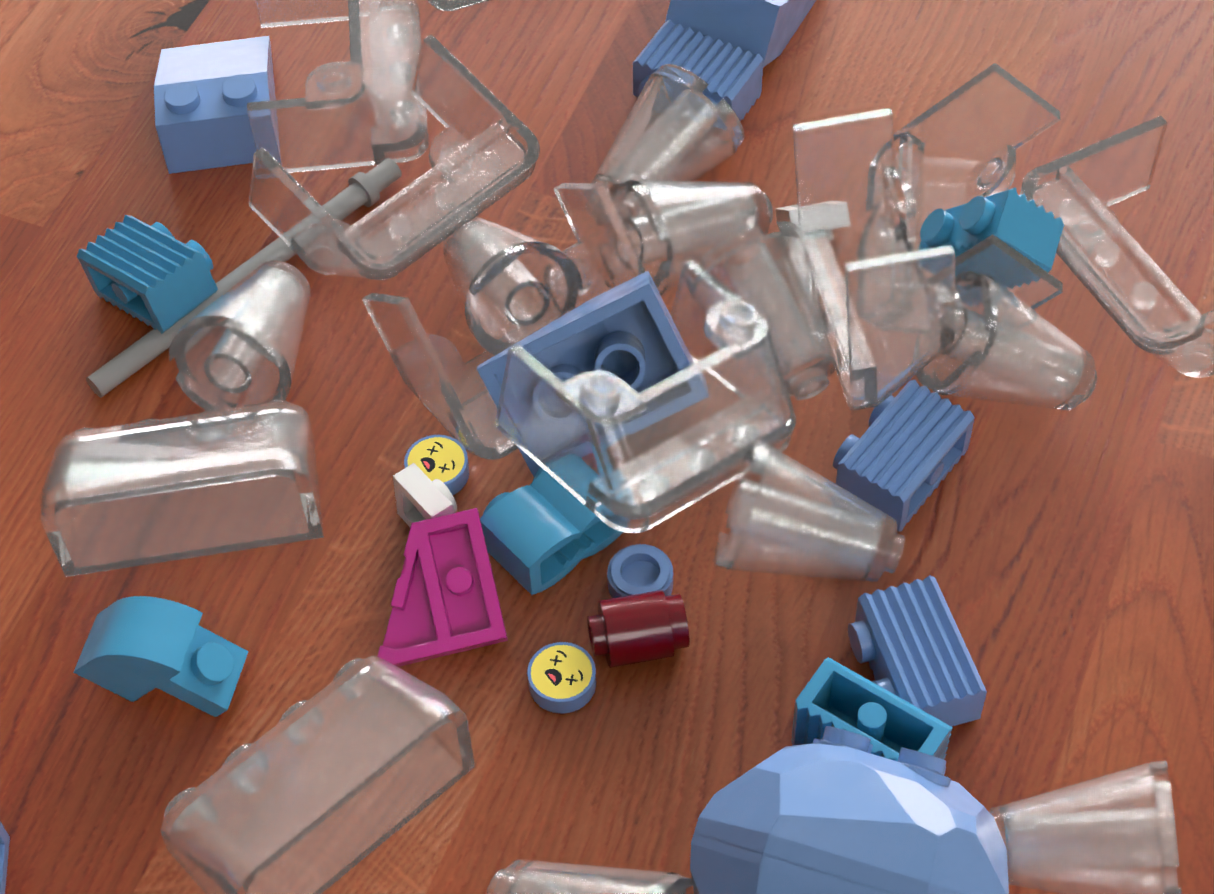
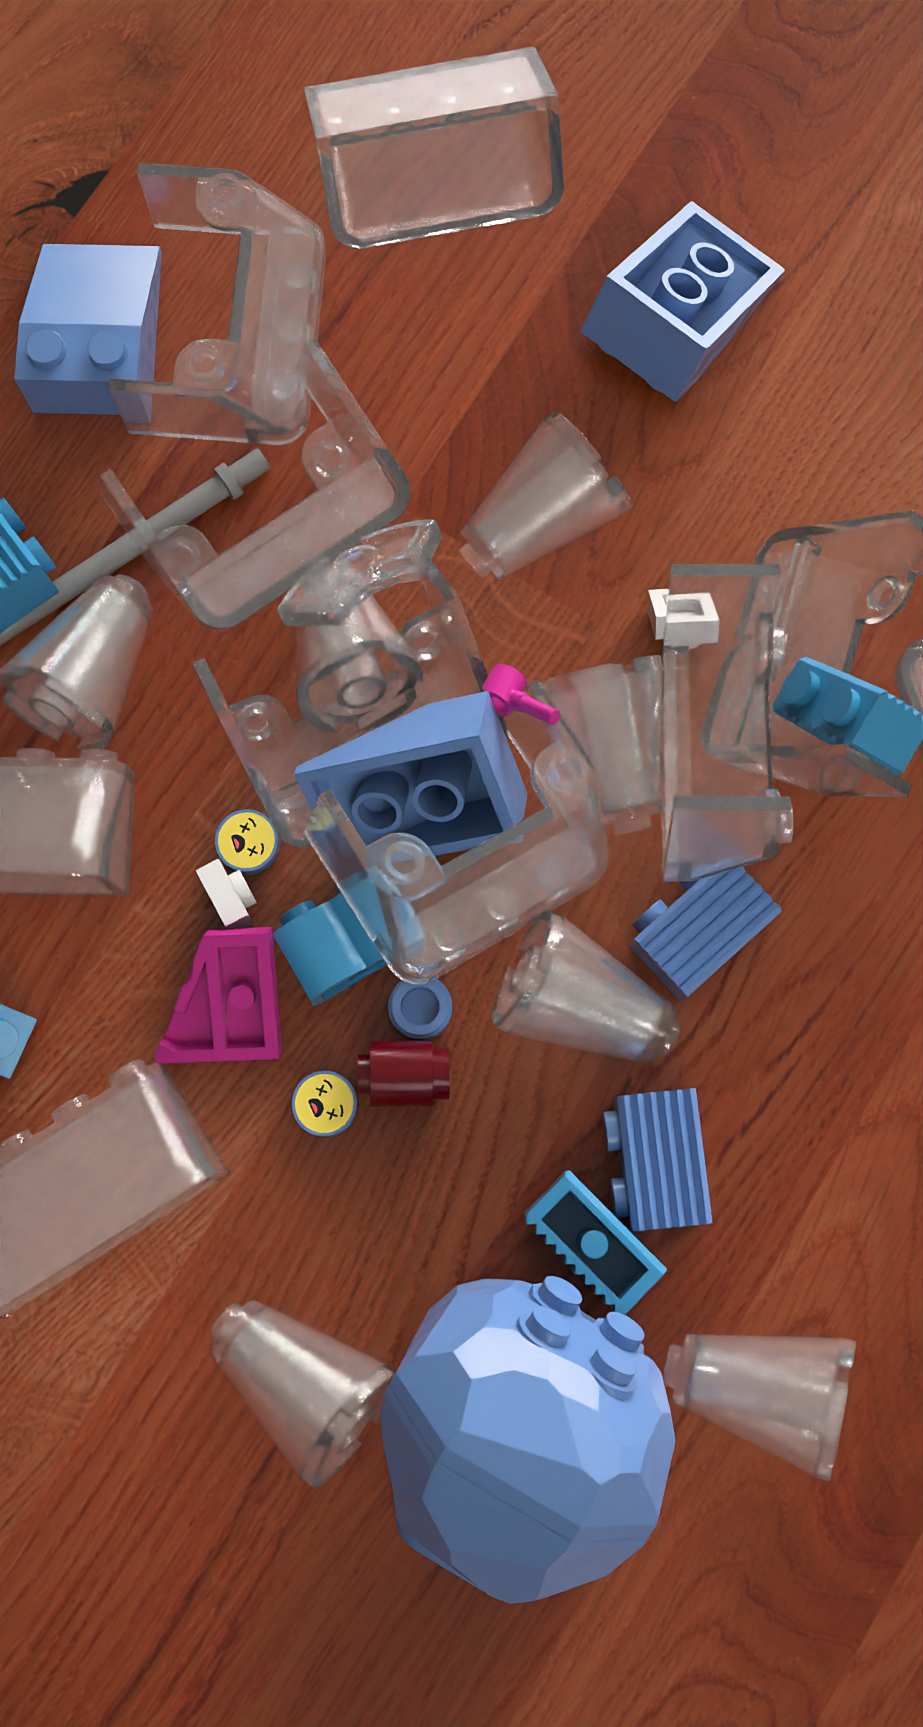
camera: 10 degrees right, 25 degrees up
(506, 204) = (385, 559): none -> clear tile
(672, 274) = (507, 688): none -> dark pink hand
(686, 220) = (547, 609): clear cone -> none
(728, 70) = (605, 401): medium blue brick -> none
(1009, 353) = (836, 844): clear cone -> none

